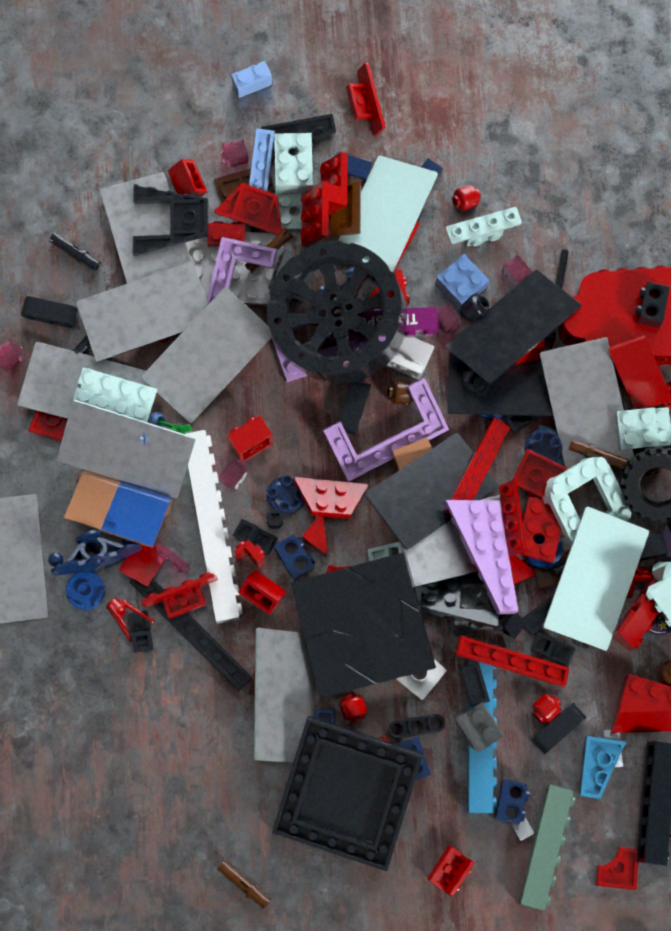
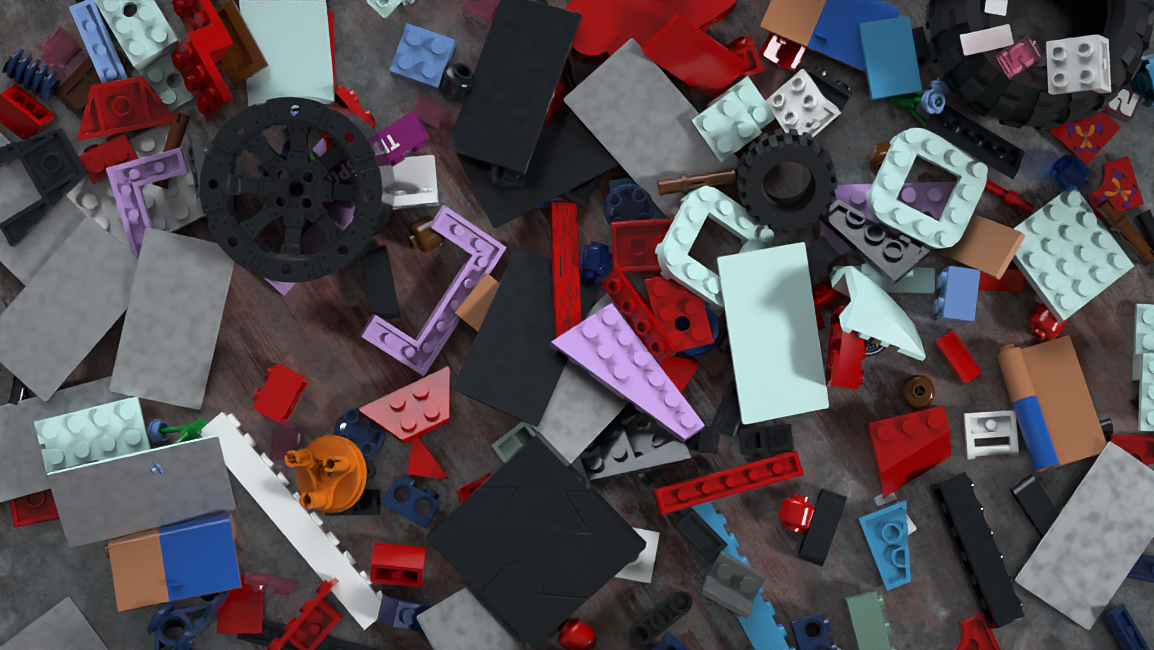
camera: 30 degrees left, 10 degrees up
(207, 159) = (31, 75): none -> dark blue piece
(246, 623) = (401, 613): none -> dark blue hinge
(251, 507) = (329, 473): none -> orange piece
(254, 553) = (364, 525): red bracket -> none
(502, 469) = (594, 260): none -> clear blue head

